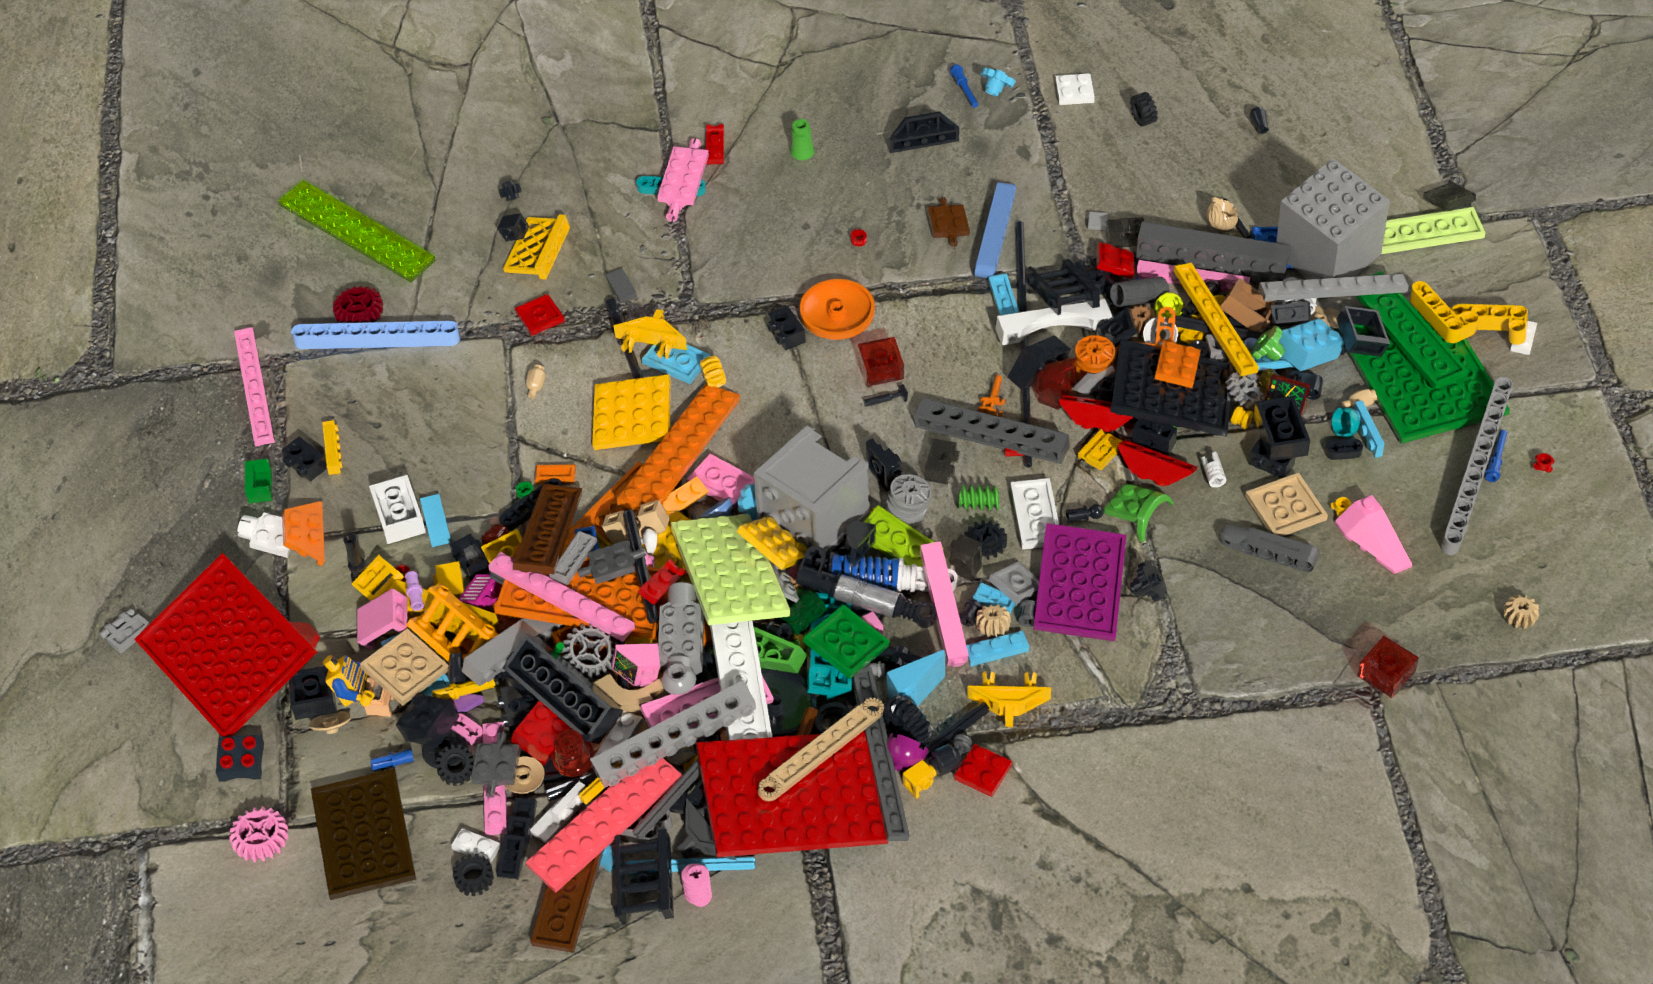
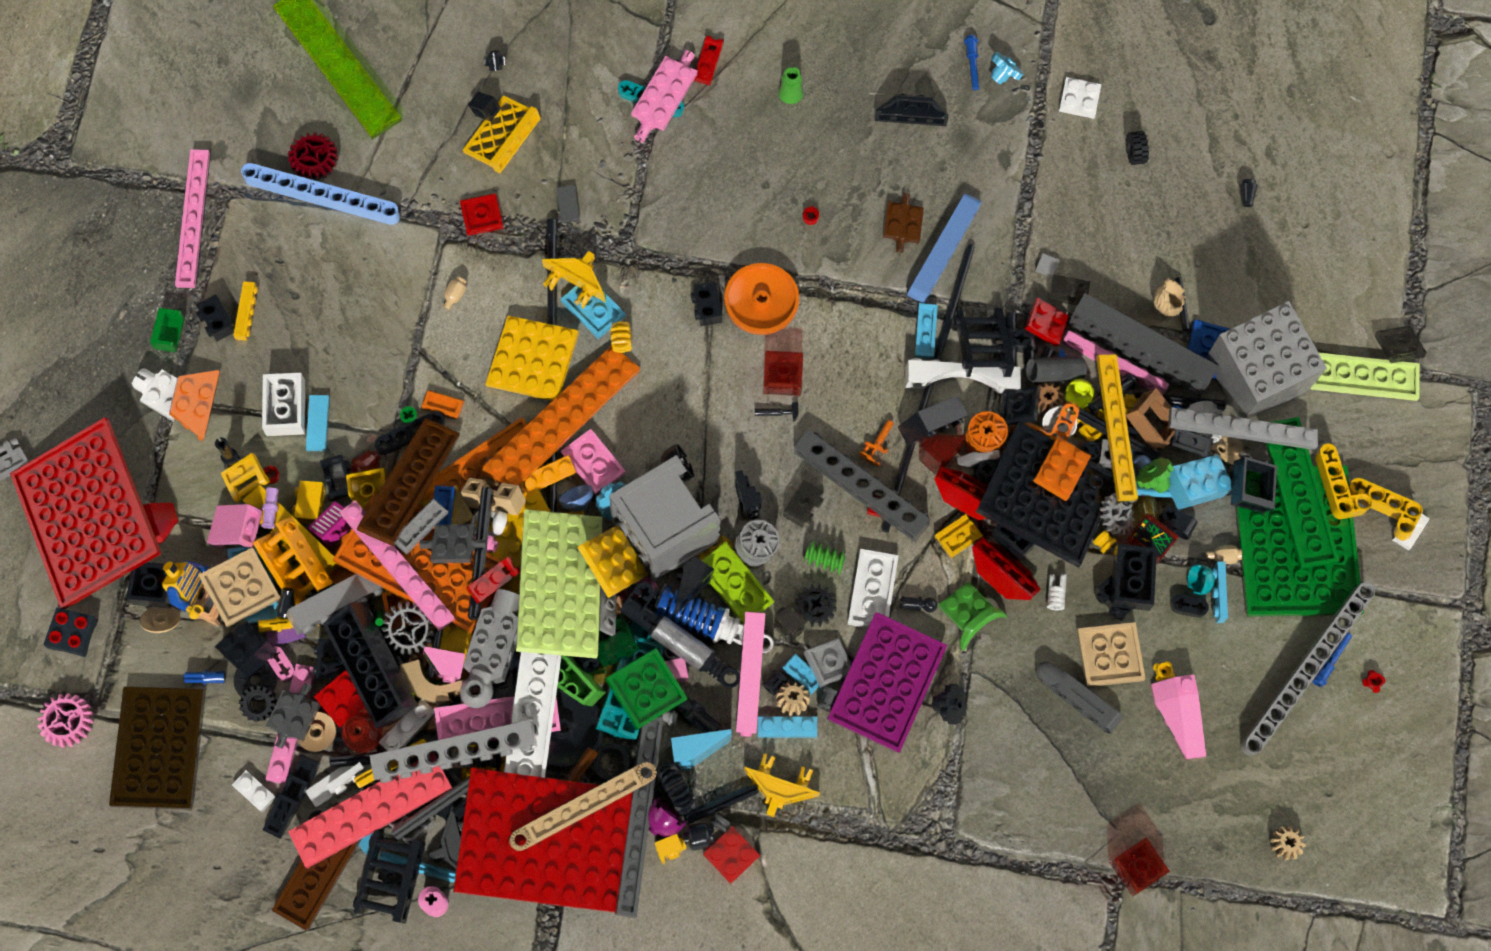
camera: 10 degrees right, 20 degrees up
(470, 864) = (250, 831): black tyre -> none

